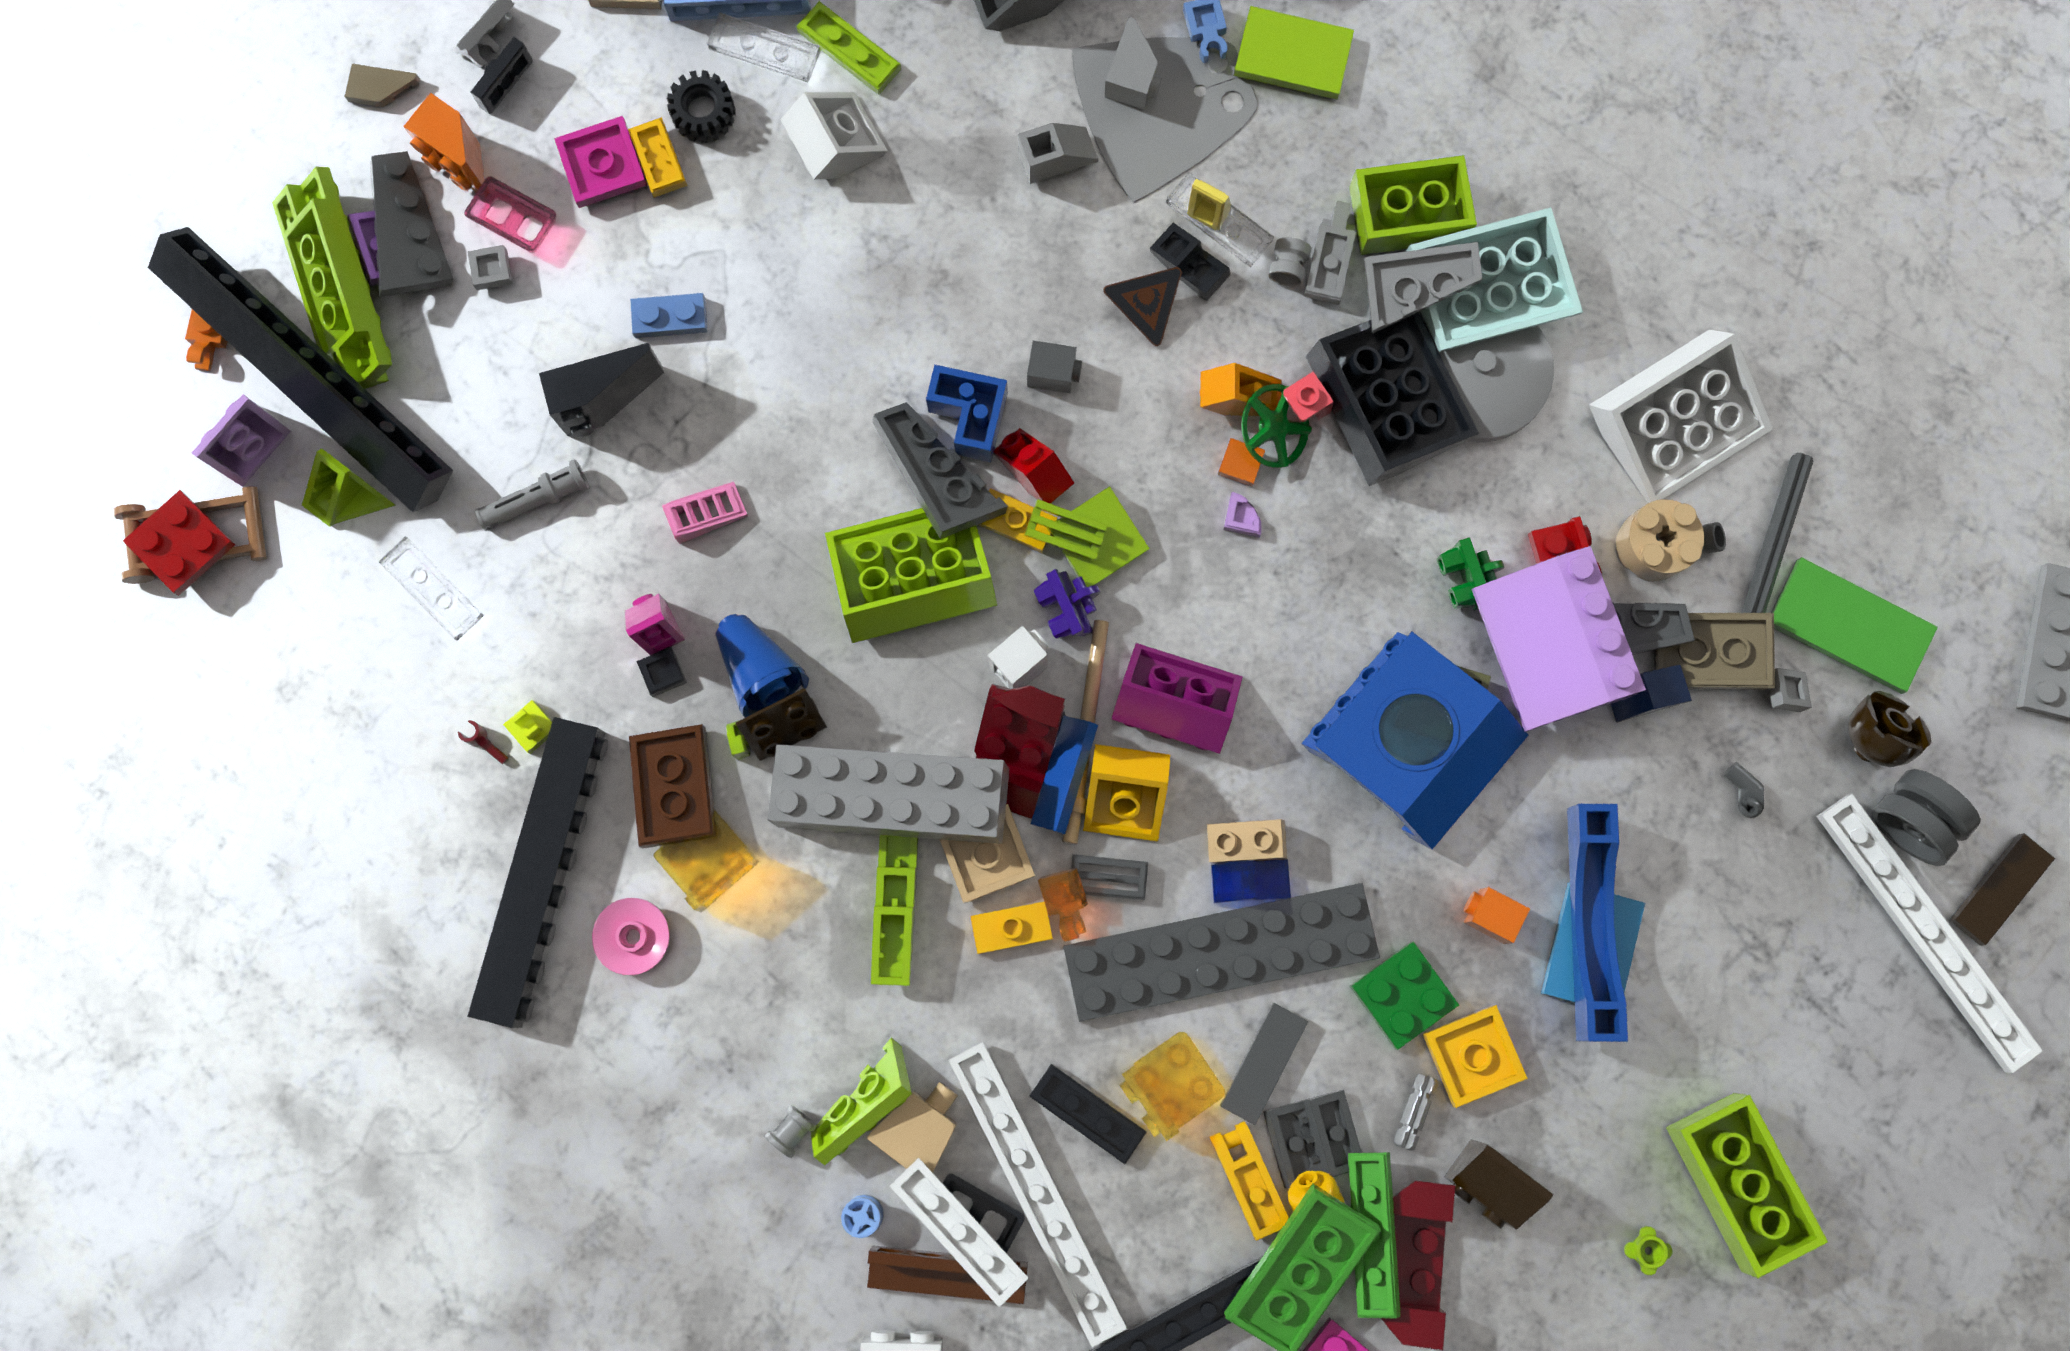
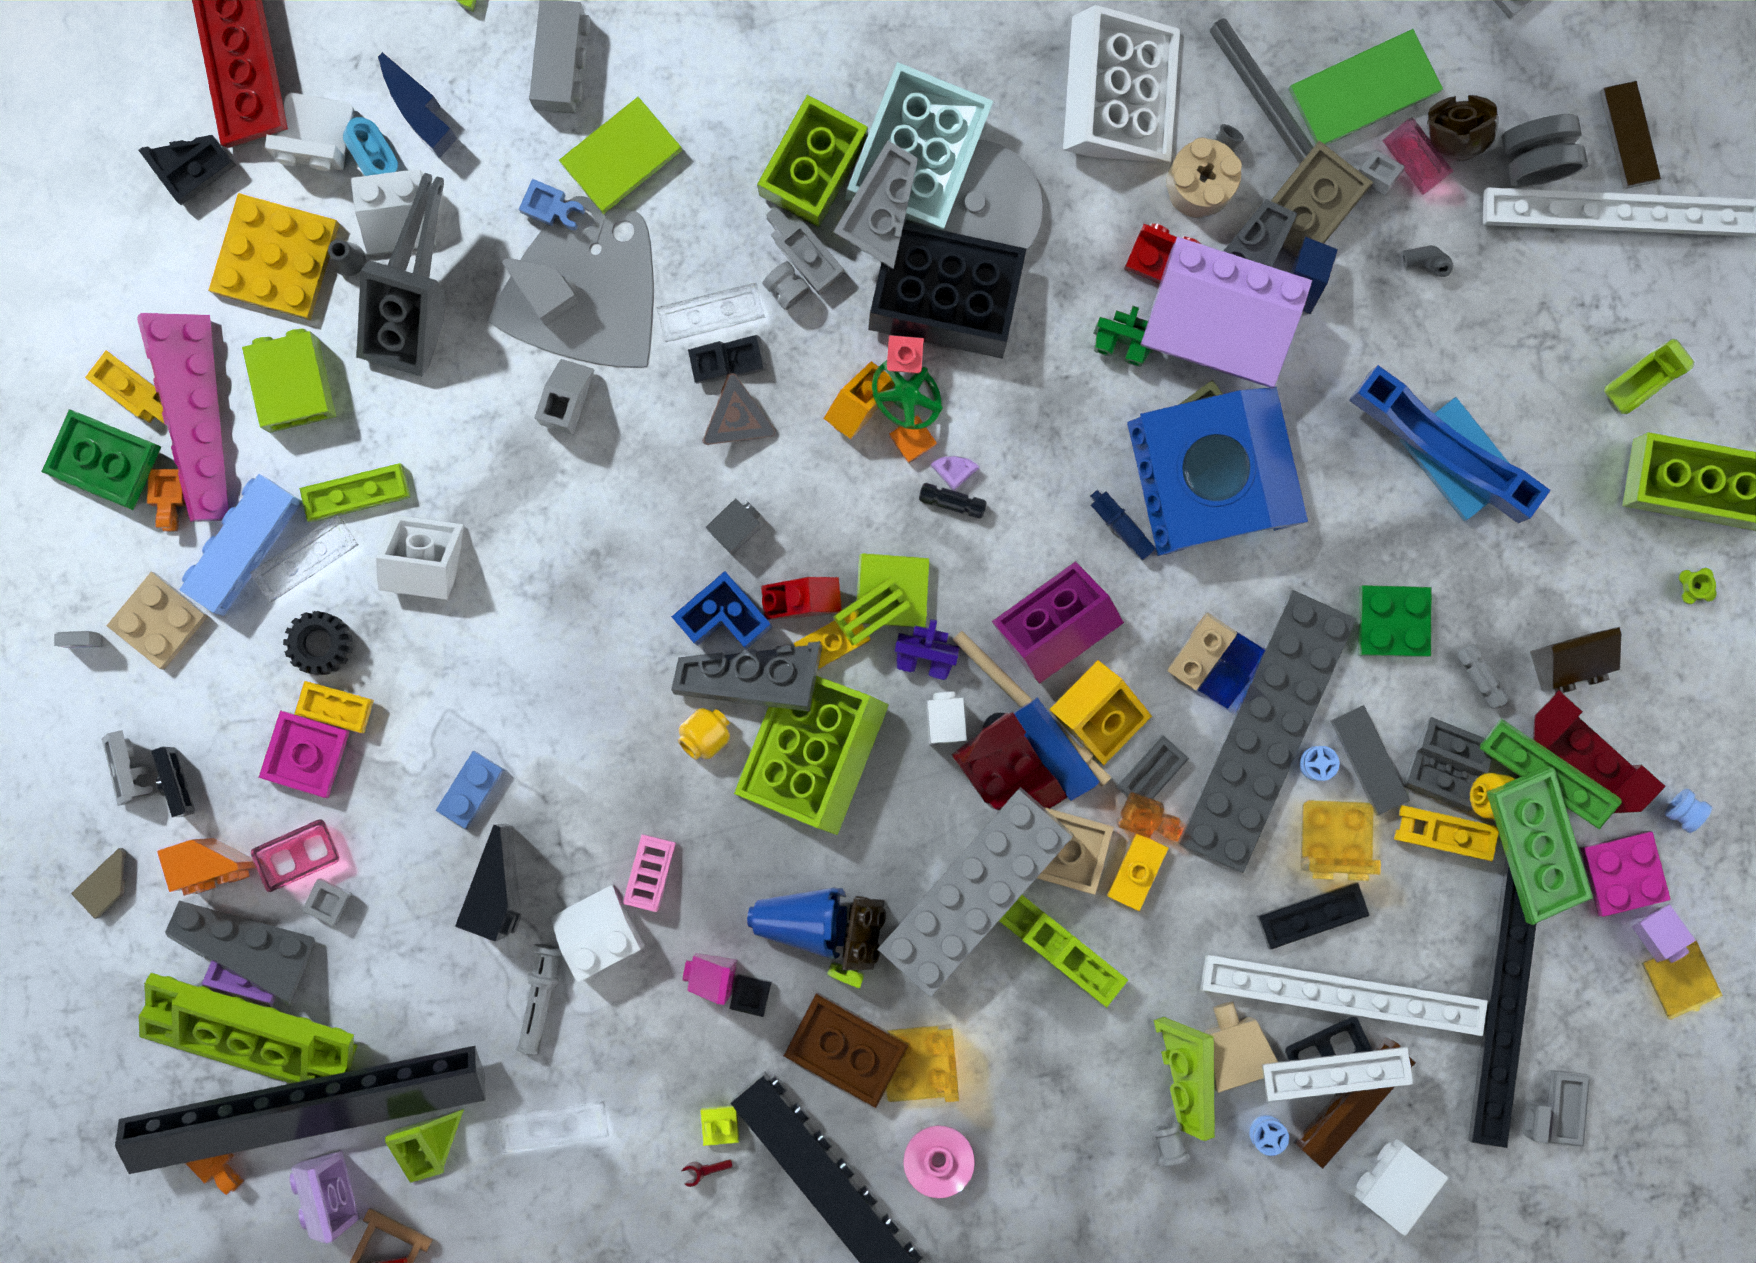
camera: 55 degrees left, 5 degrees up
(620, 504) = (595, 933): none -> white slope
(857, 469) = (704, 733): none -> yellow head
(1208, 204) = (700, 315): light yellow slope -> none
(1214, 533) = (952, 500): none -> black axle
(1230, 1023) = (1326, 762): none -> light blue wheel
(1305, 691) = (1121, 524): none -> dark blue piece
(1474, 1056) = (1475, 604): yellow plate -> none
(1495, 914) = (1386, 511): orange brick -> none
(1801, 1063) = (1649, 376): none -> lime animal
(1830, 712) = (1418, 155): none -> clear pink plate

